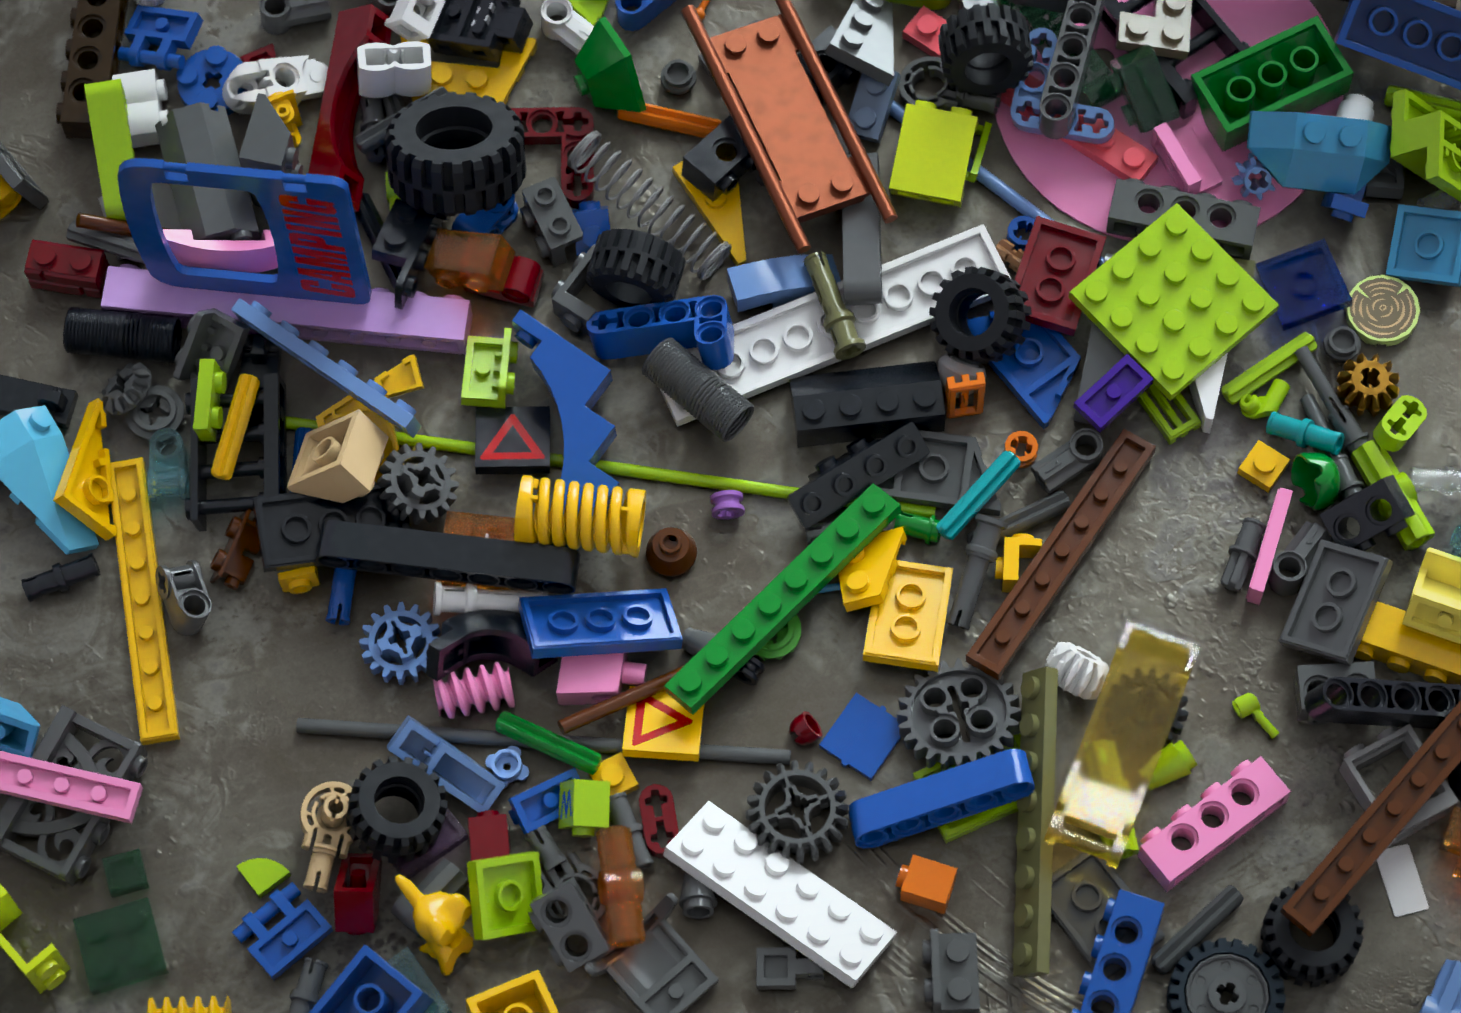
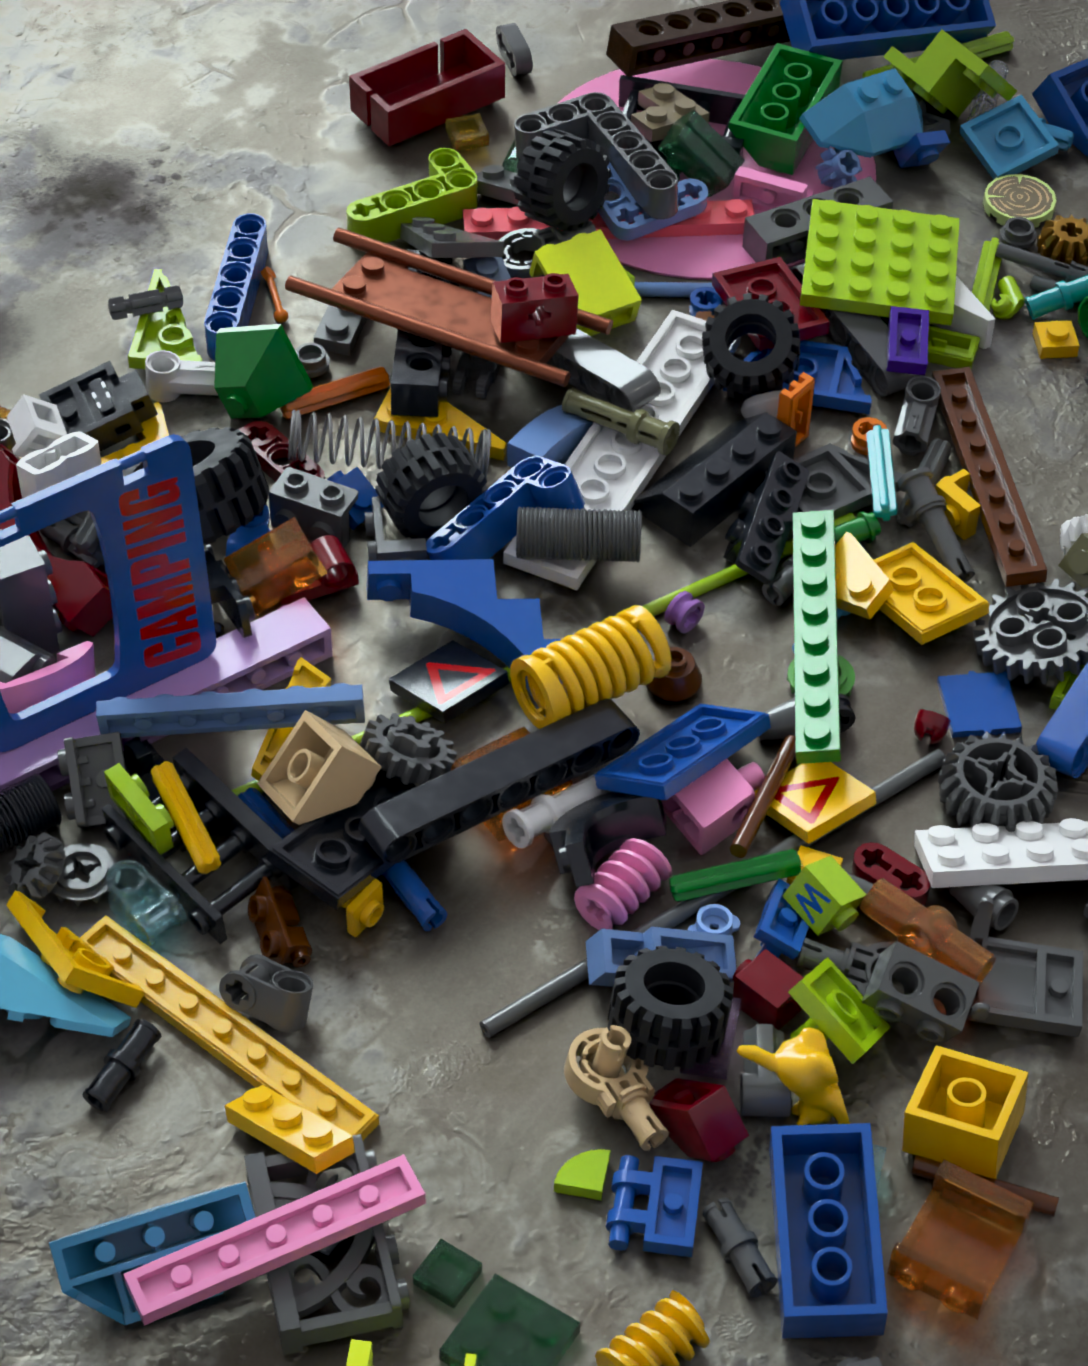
camera: 45 degrees left, 20 degrees down
(108, 705) = (289, 1129): none -> yellow plate
(386, 649) = (515, 894): medium blue gear -> none
(487, 370) = (375, 641): lime bracket -> none
(829, 170) = (534, 307): none -> dark red brick
(1304, 284) = (960, 201): clear blue plate -> none

